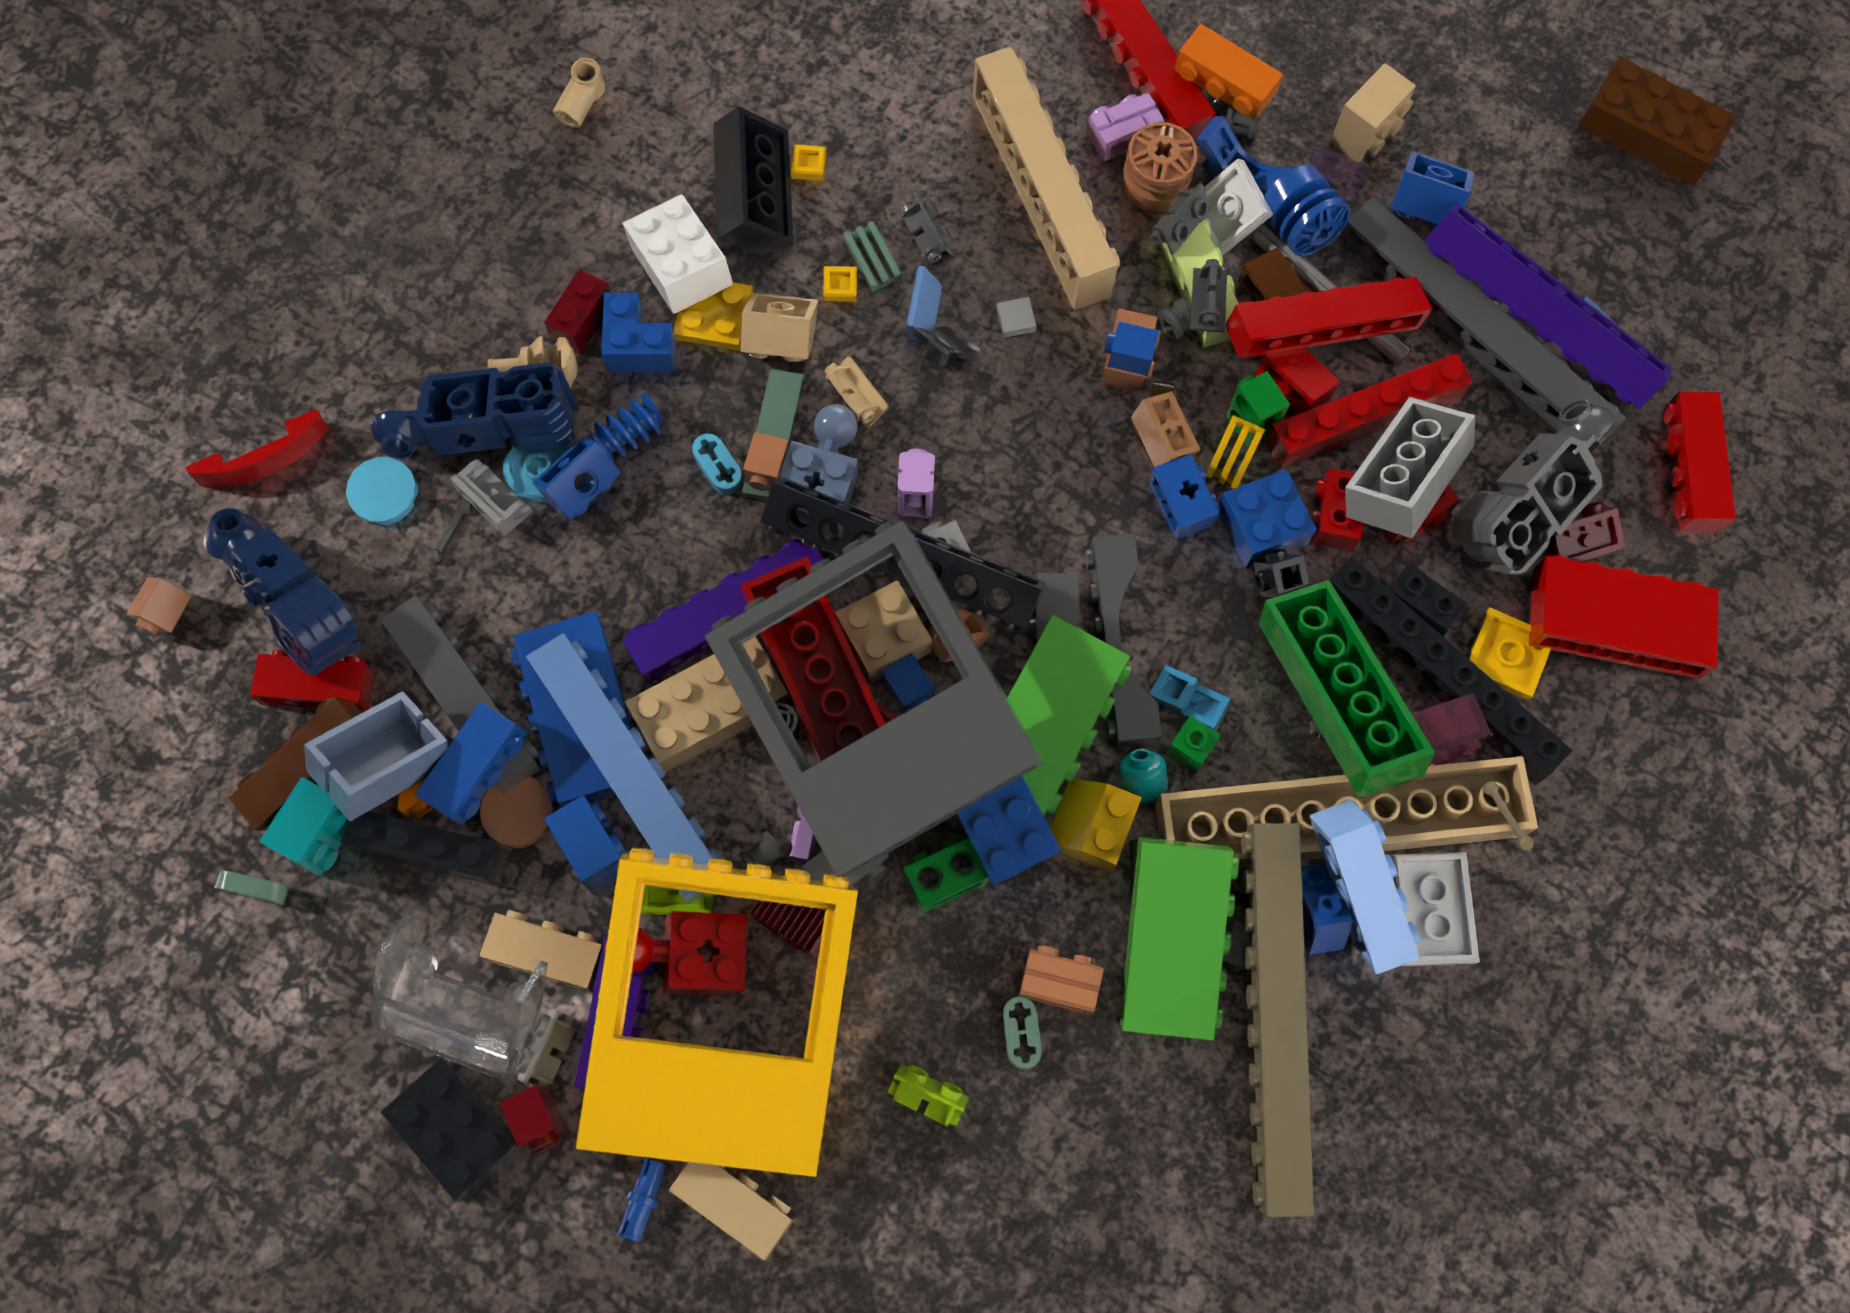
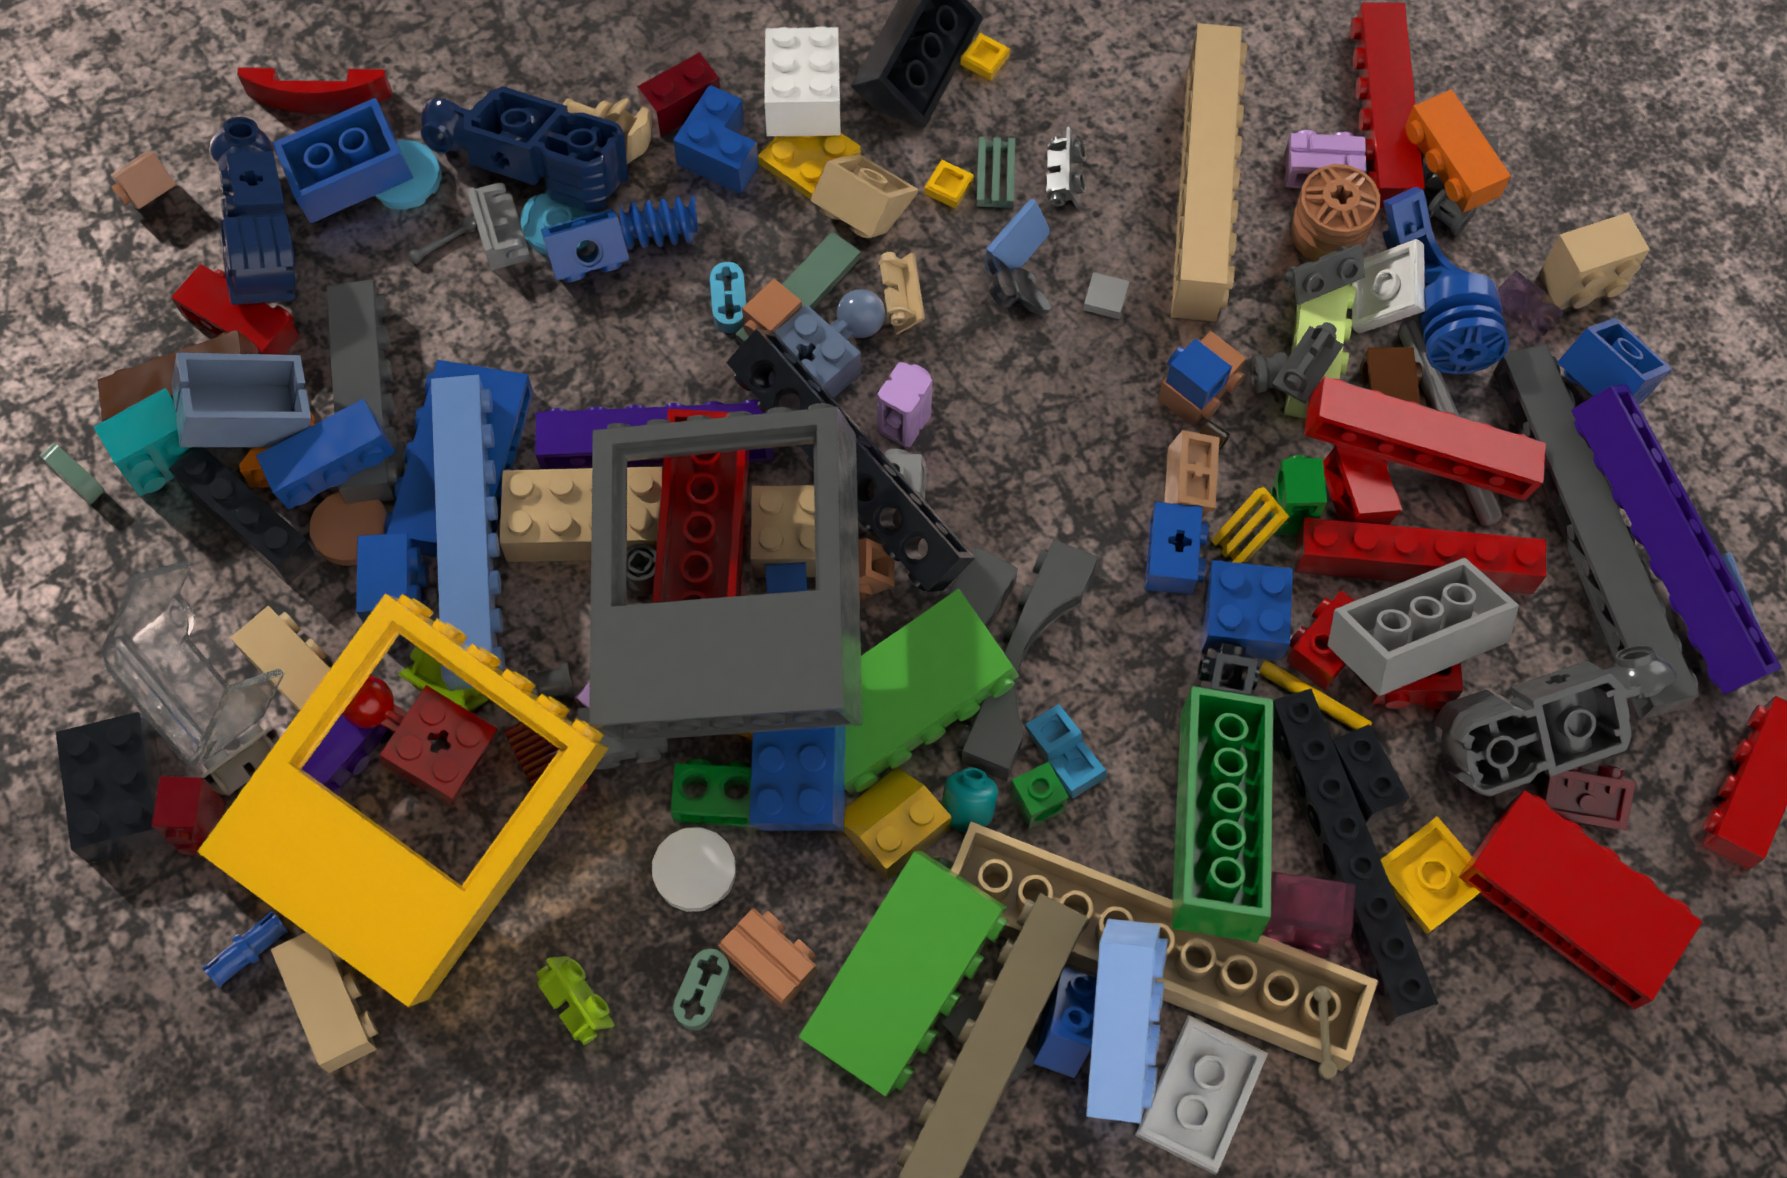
camera: 30 degrees right, 5 degrees down
(327, 504) = (342, 160): none -> blue brick
(960, 942) = (693, 869): none -> white tile
(1340, 559) = (1325, 703): none -> yellow bar

